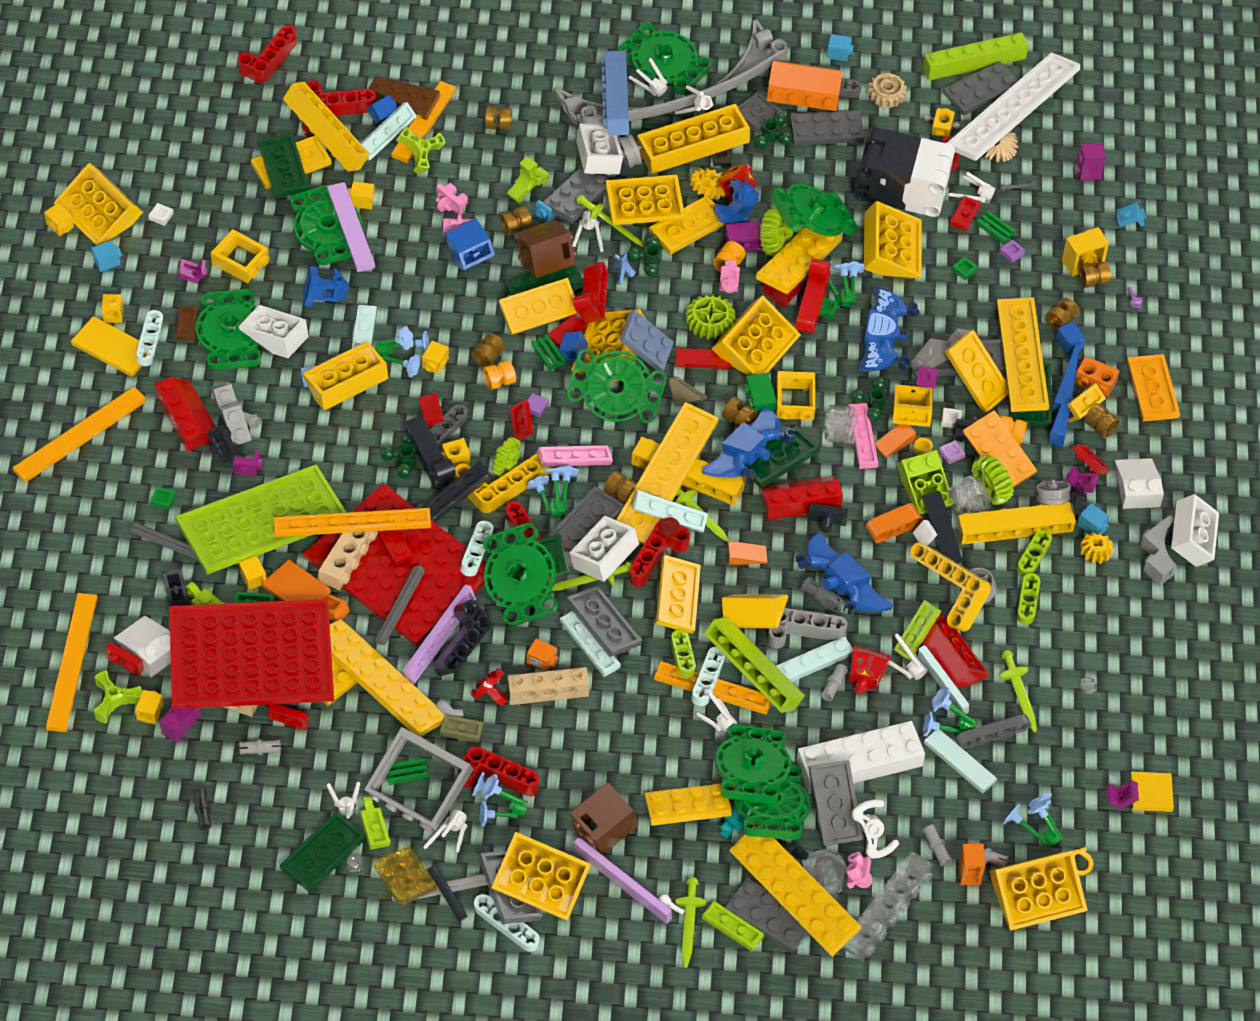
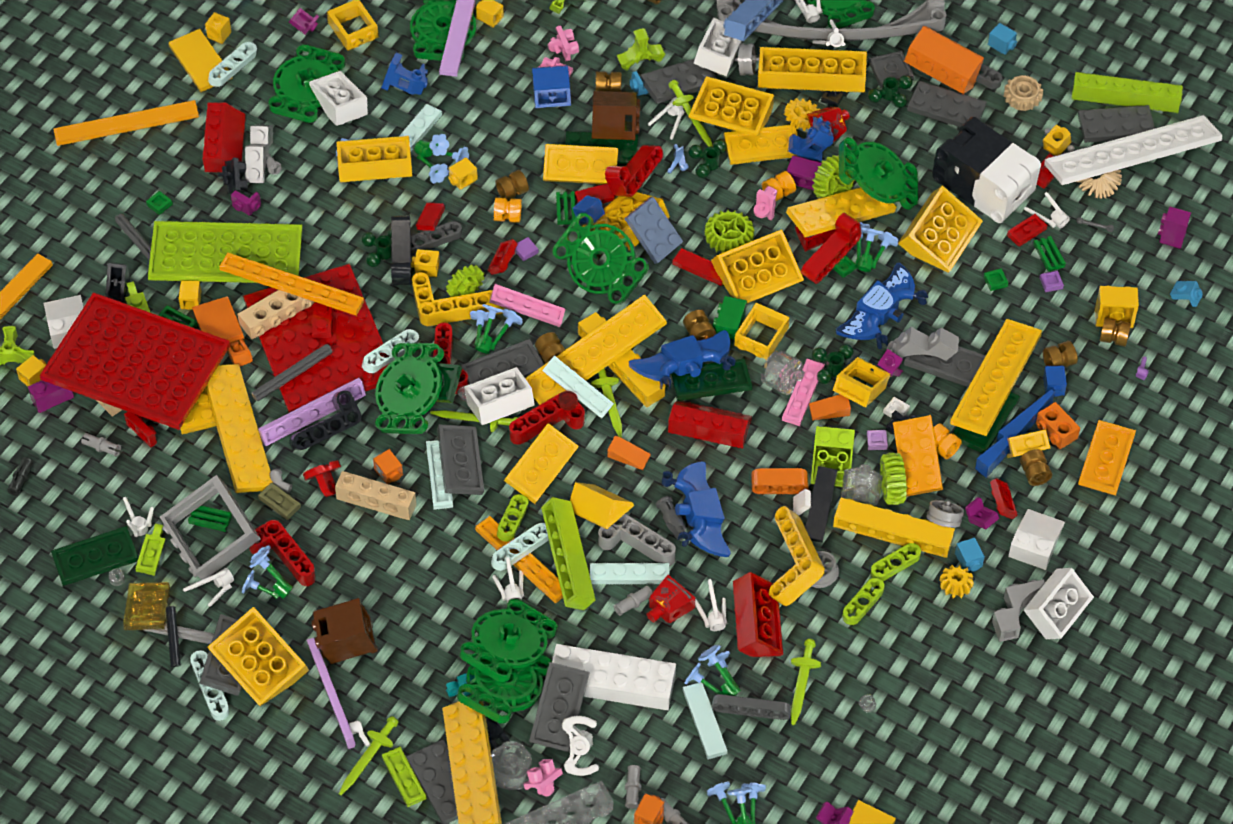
camera: 30 degrees right, 0 degrees up
(122, 657) = (41, 329): red plate -> none
(186, 323) = (272, 63): reddish brown tile -> none
(457, 491) = (403, 295): black tile -> none
(683, 392) = (664, 289): dark tan slope -> none
(686, 804) = (428, 651): yellow plate -> none
(827, 516) = (722, 449): black tile -> none
(918, 628) = (736, 583): lime tile -> none
(922, 446) = (853, 422): yellow tile -> none
(942, 679) = (733, 645): light aqua tile -> none
(978, 371) = (939, 374): yellow plate -> none
(1080, 500) = (964, 530): black plate -> none

